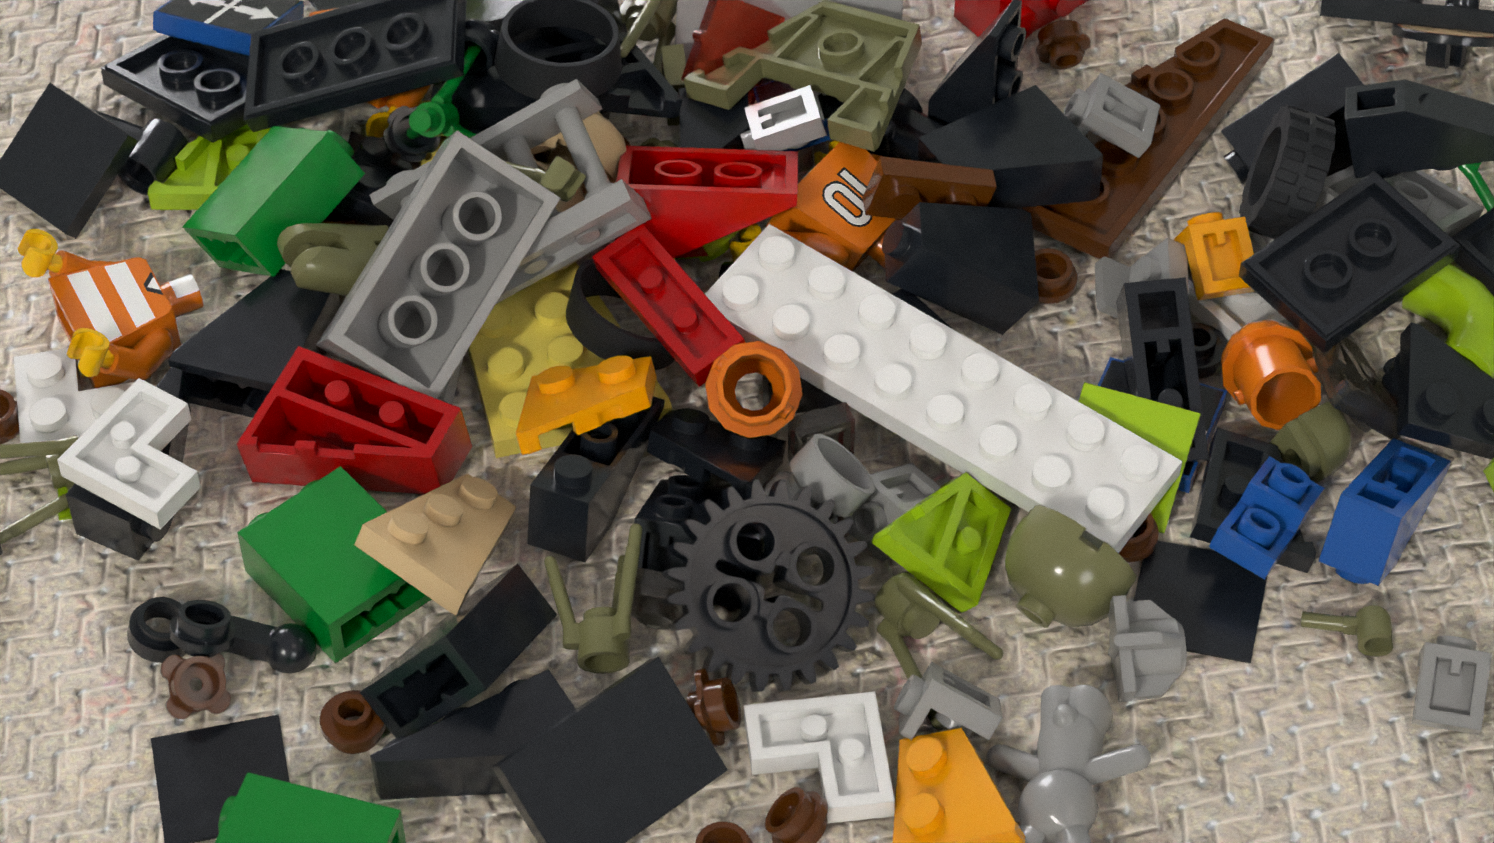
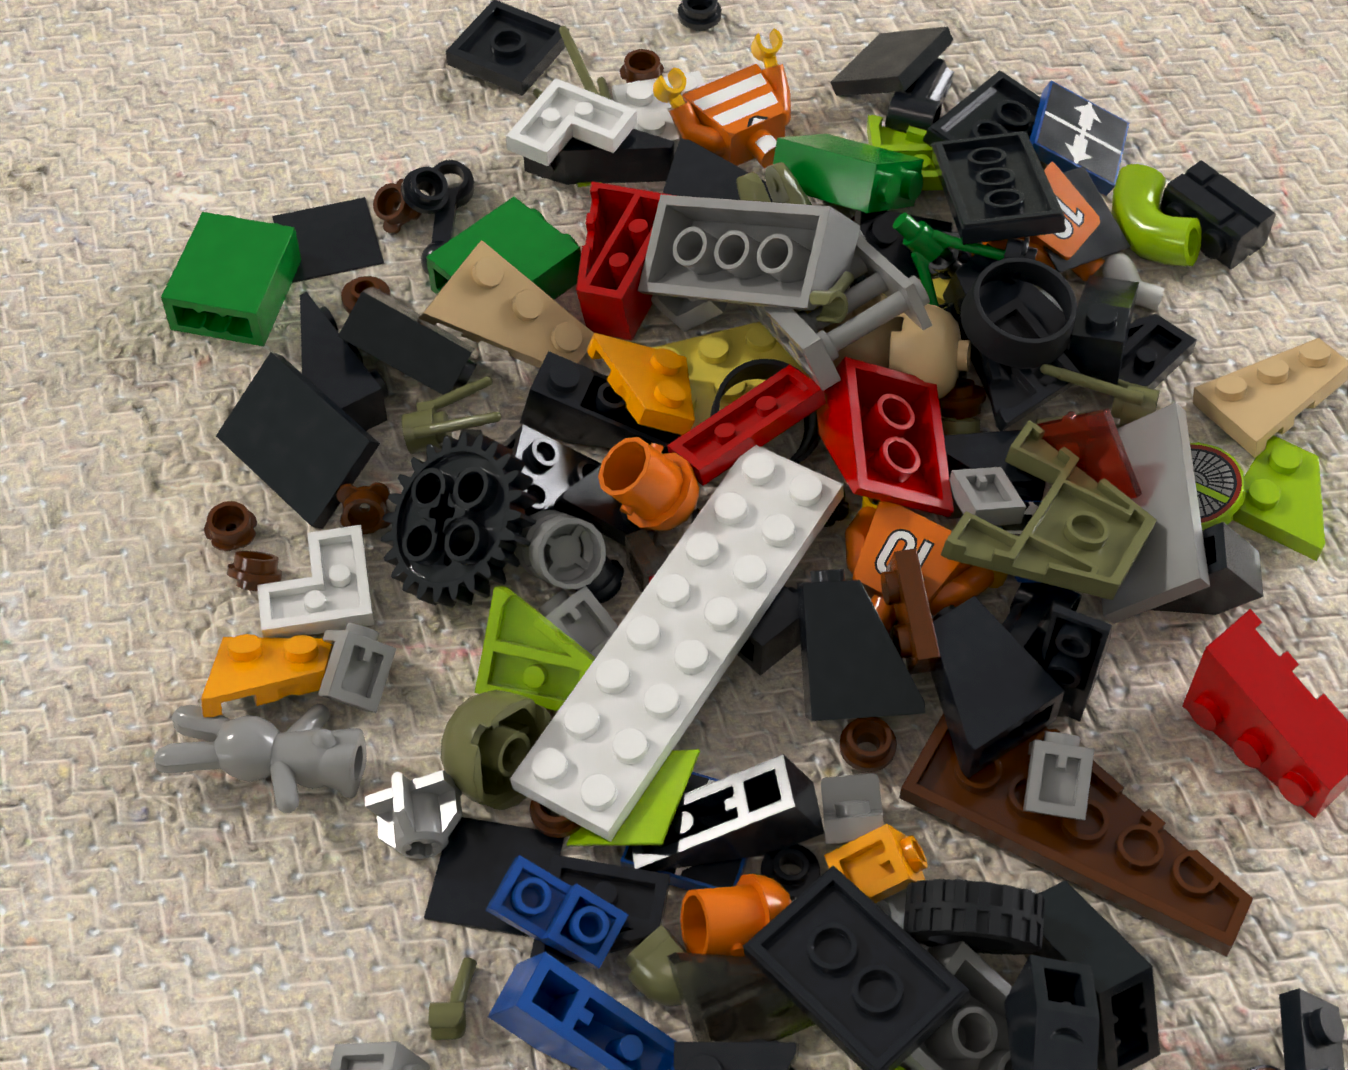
camera: 85 degrees right, 5 degrees up
(916, 612) = (460, 644): olive plant -> none
(1062, 44) = (1188, 752): reddish brown plate -> none

